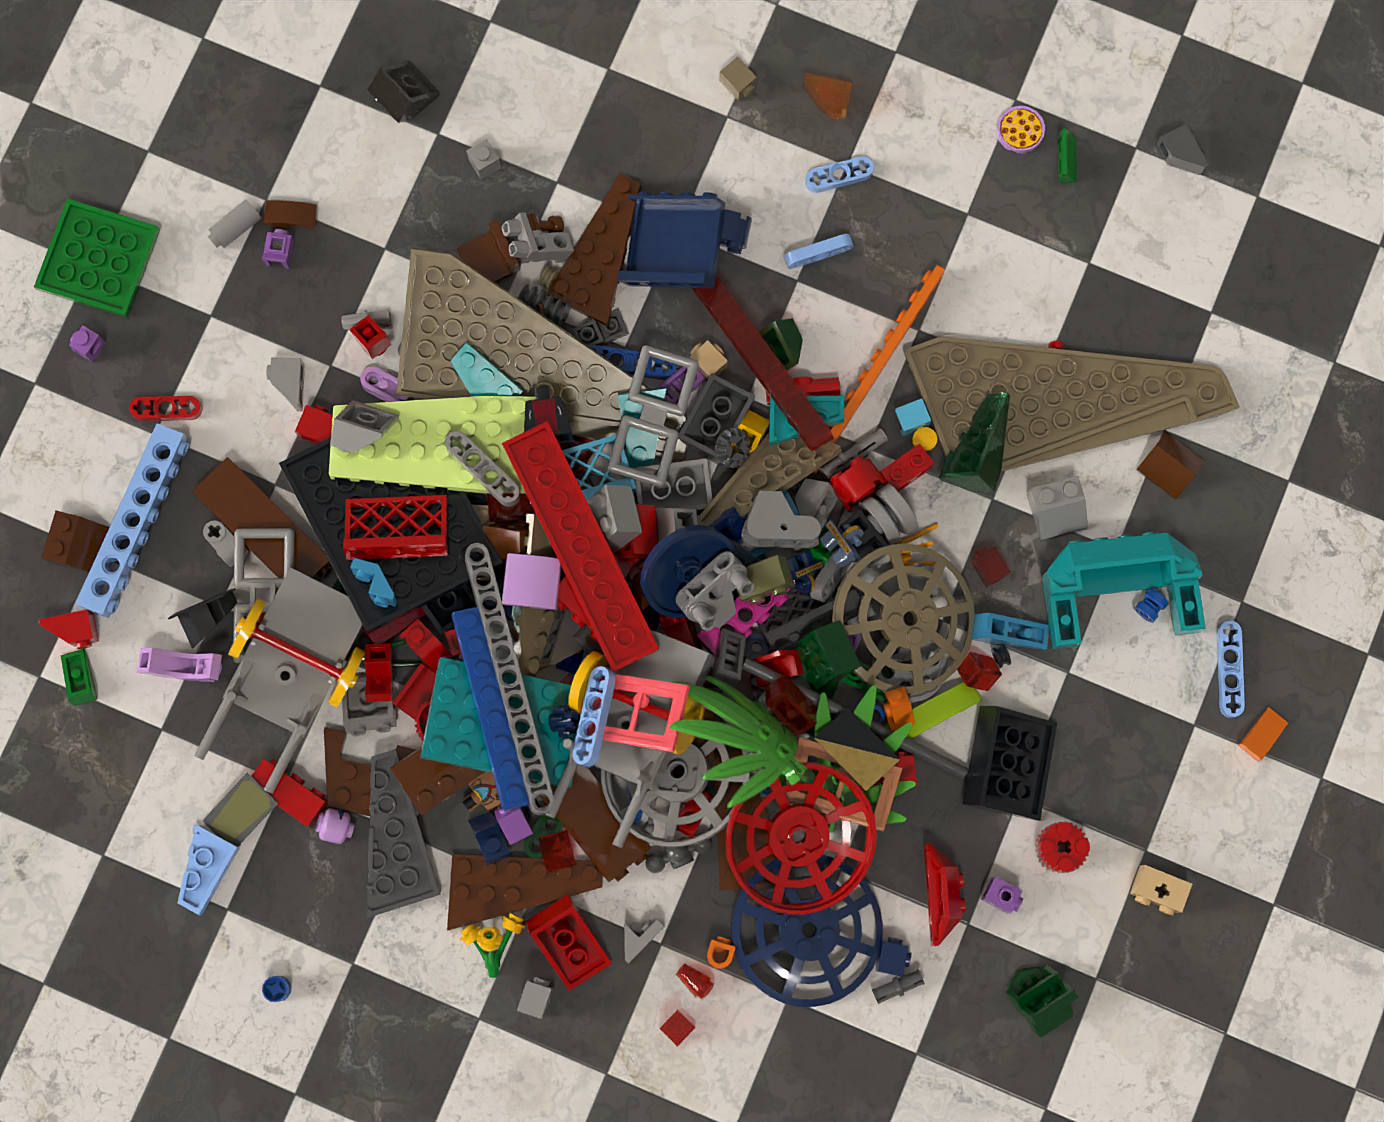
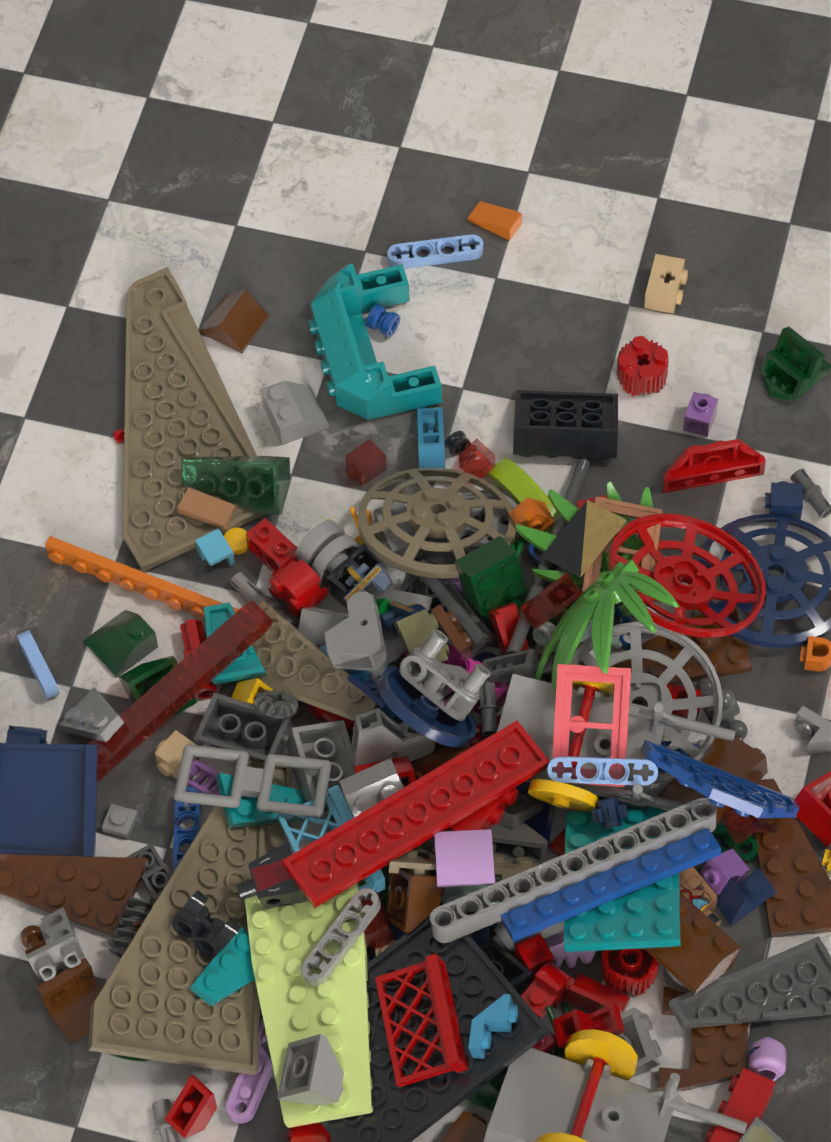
camera: 95 degrees left, 20 degrees down
(513, 357) = (208, 933): none -> black piece
(548, 276) = (95, 934): dark tan bush -> none
(568, 826) = (721, 786): none -> blue plate
(655, 308) = (119, 821): none -> light grey plate
(691, 632) = (488, 709): none -> dark grey axle
(751, 290) = (92, 718): none -> light grey wing
(778, 608) = (453, 631): none -> reddish brown plate
(833, 326) = (122, 642): none -> dark green slope
(956, 413) = (206, 508): none -> medium nougat tile

